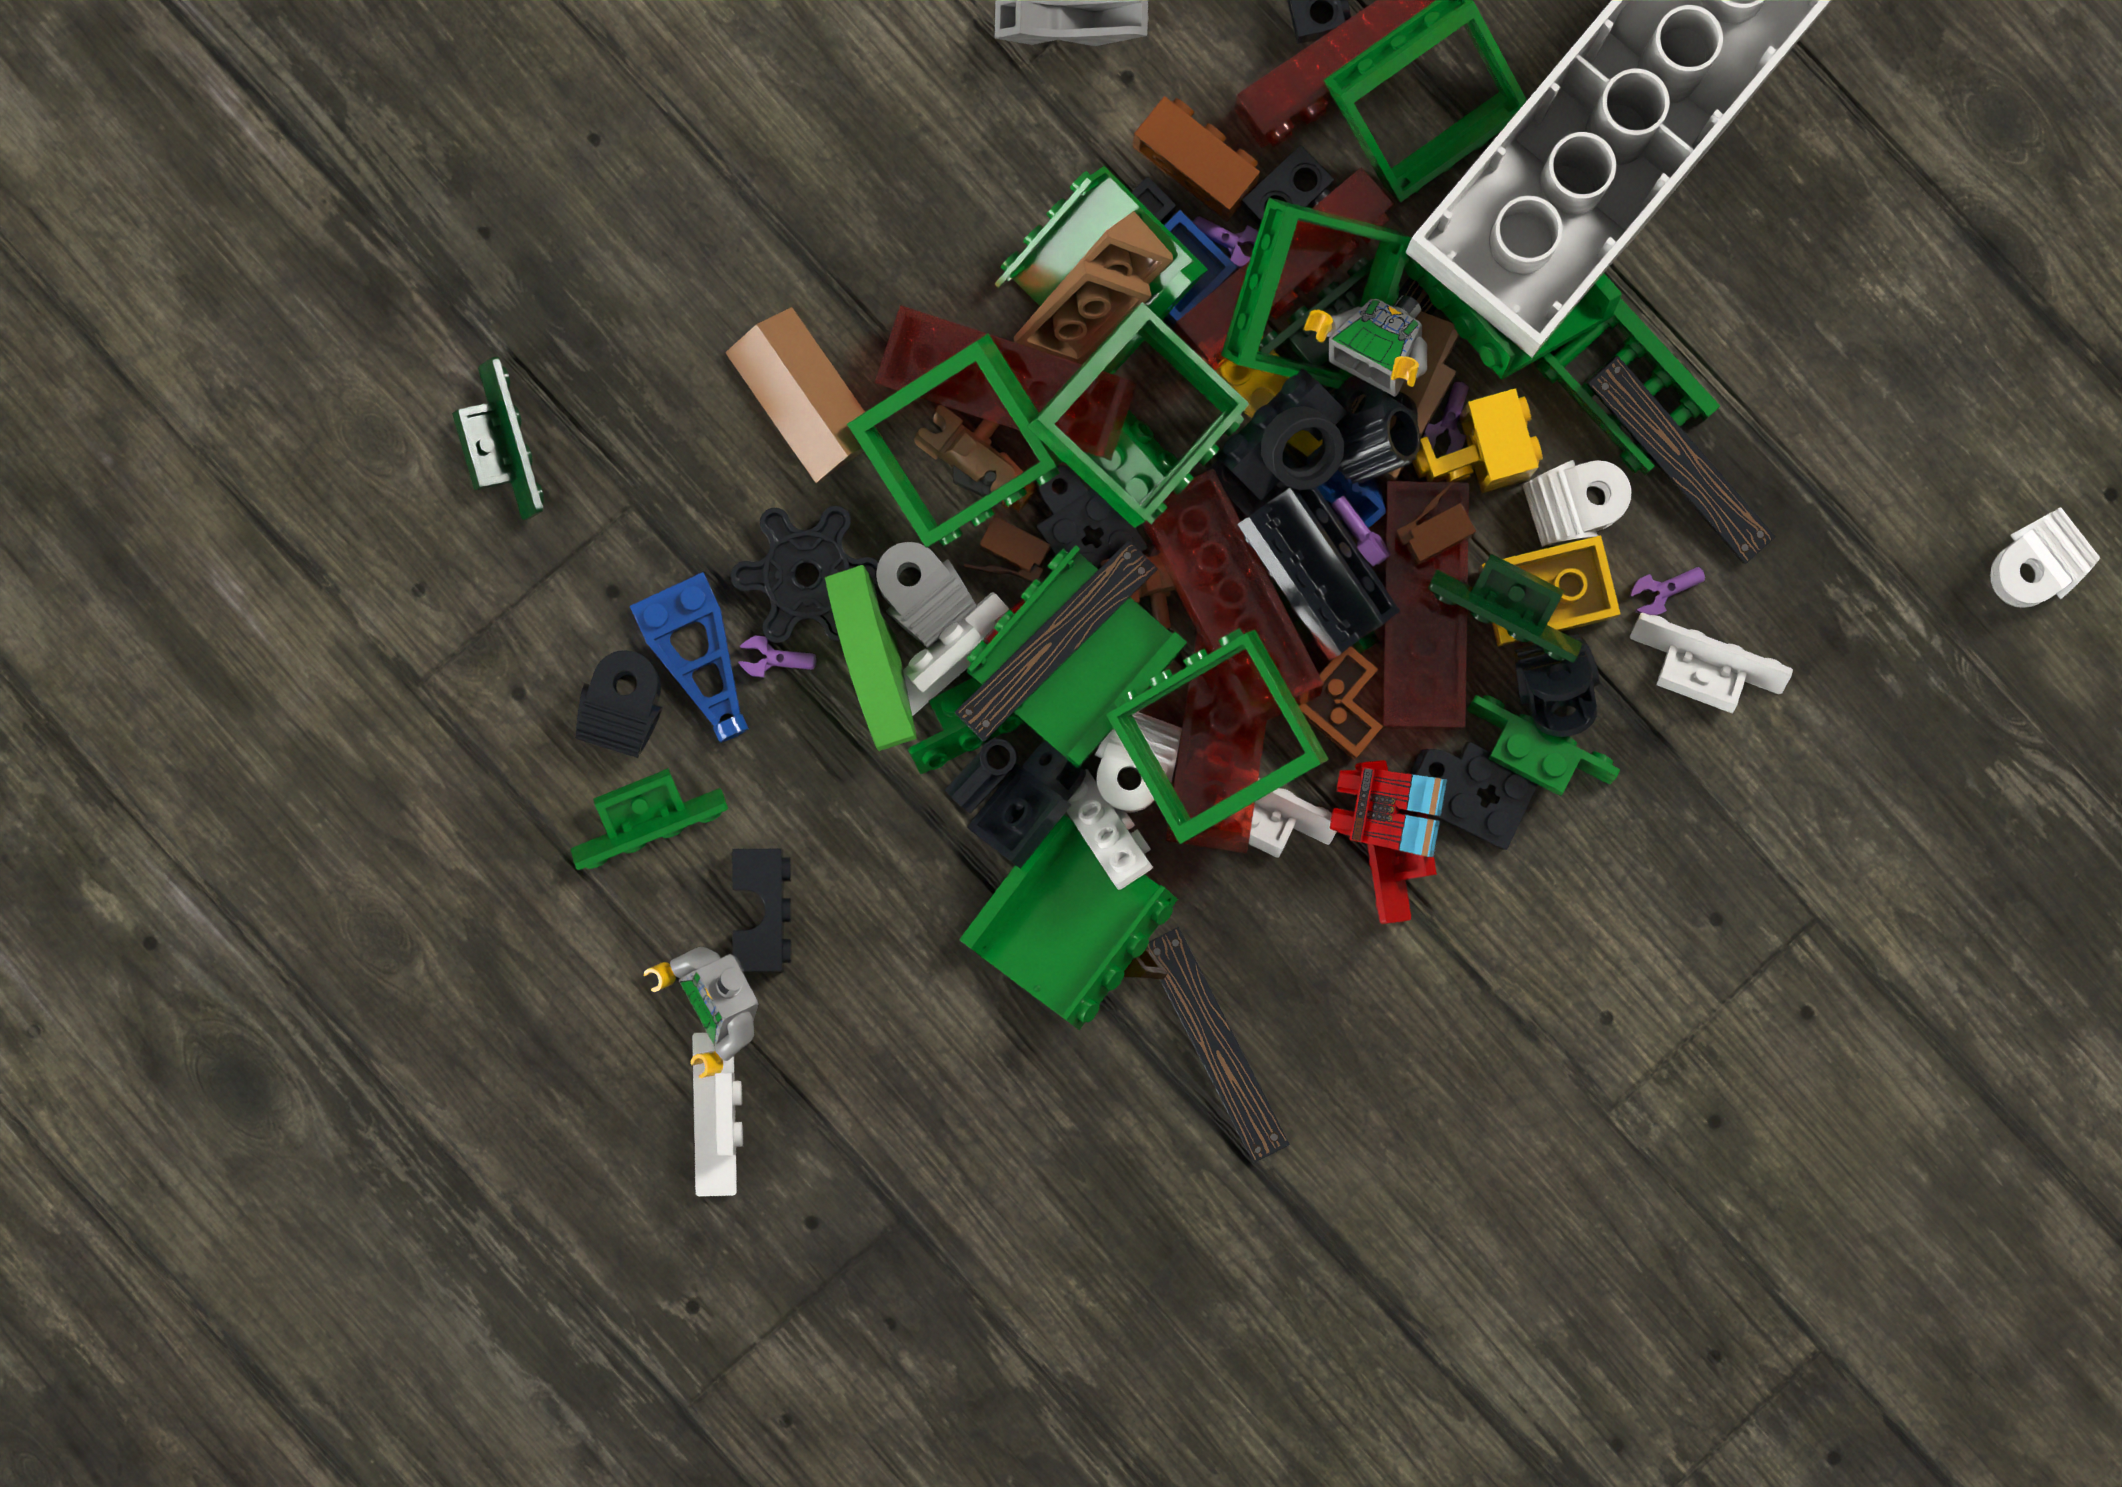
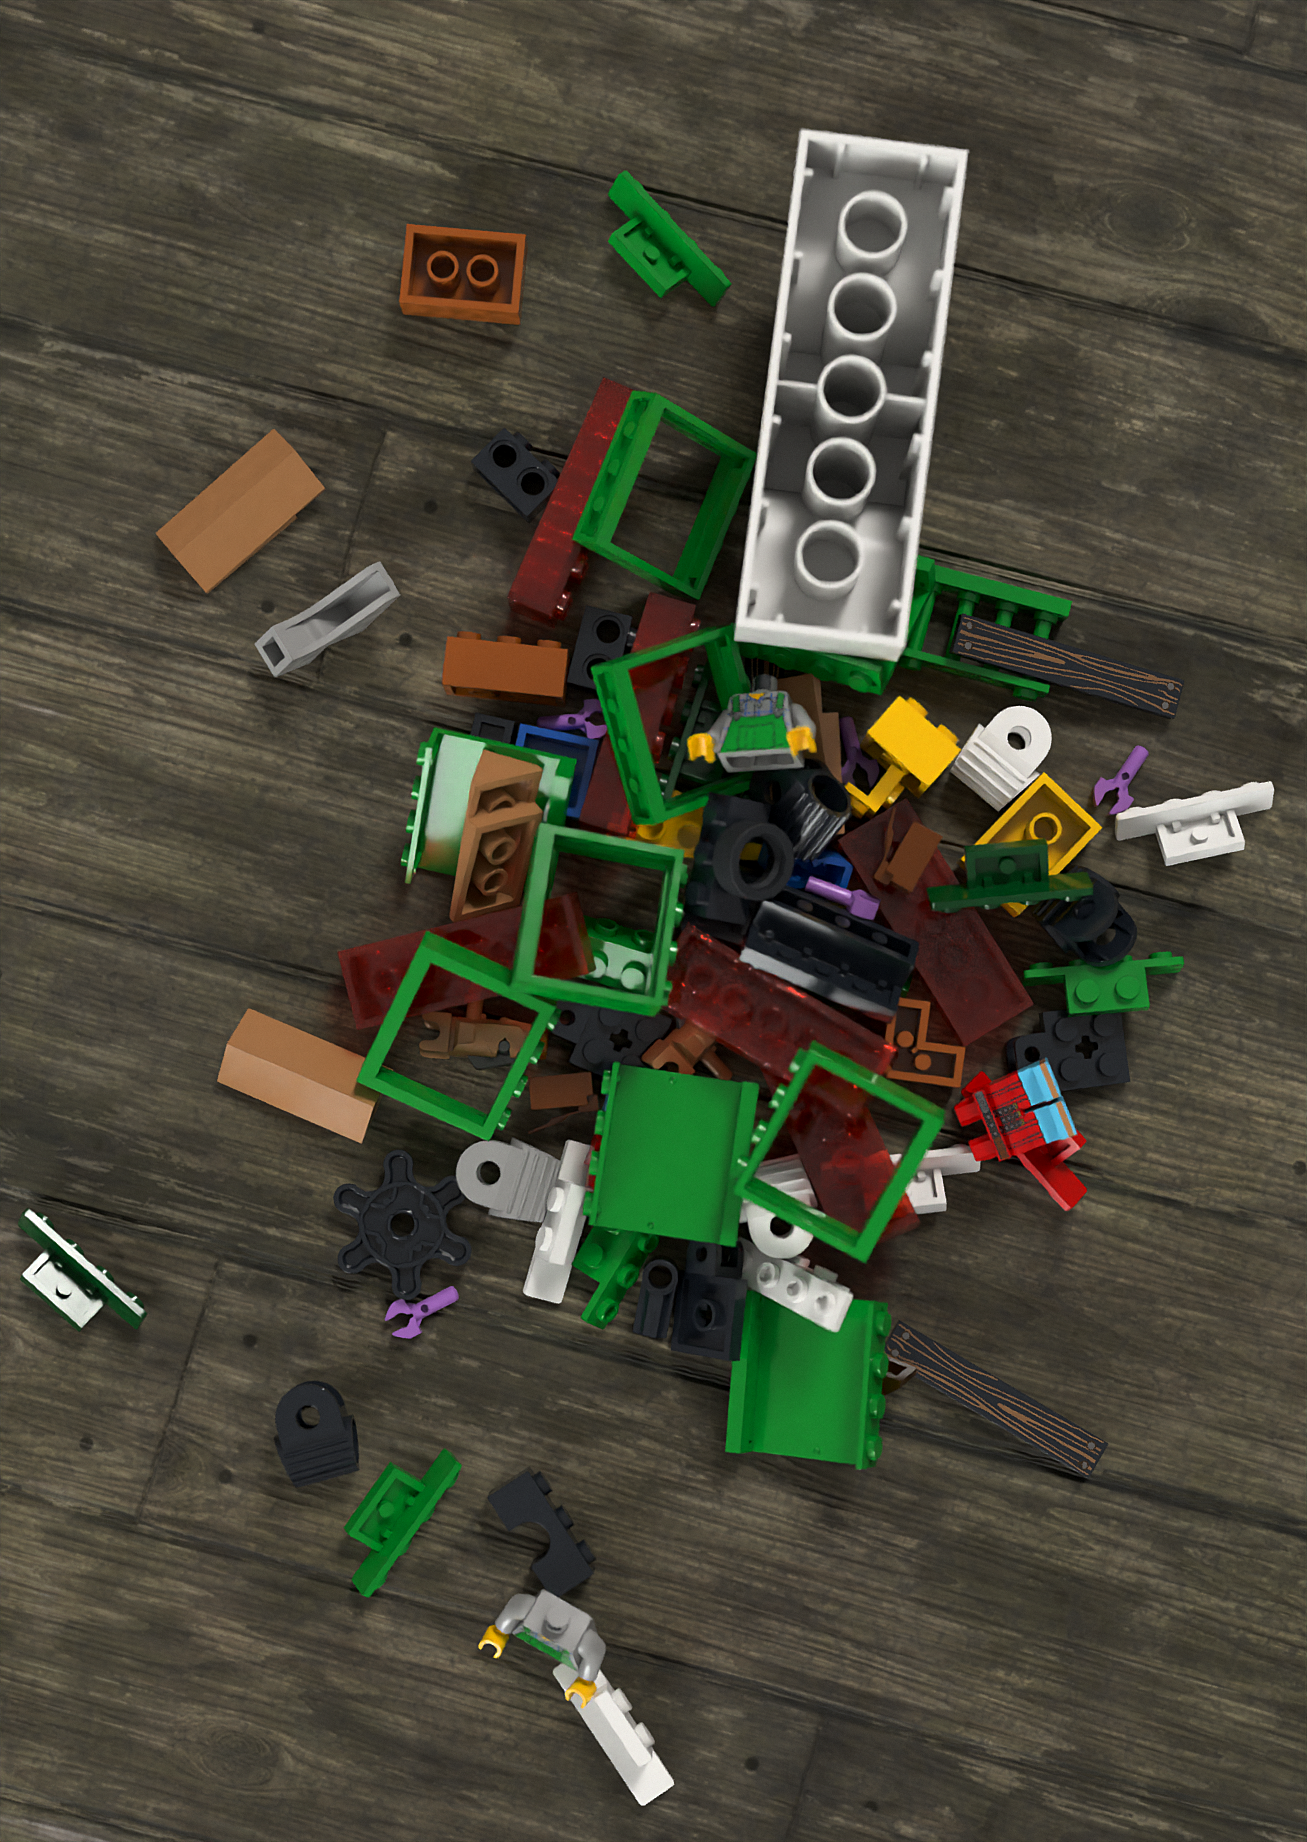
camera: 30 degrees left, 0 degrees up
(675, 609) = (311, 1322): blue plate -> none
(871, 657) = (501, 1262): bright green slope -> none
(1056, 641) = (648, 1152): black tile -> none

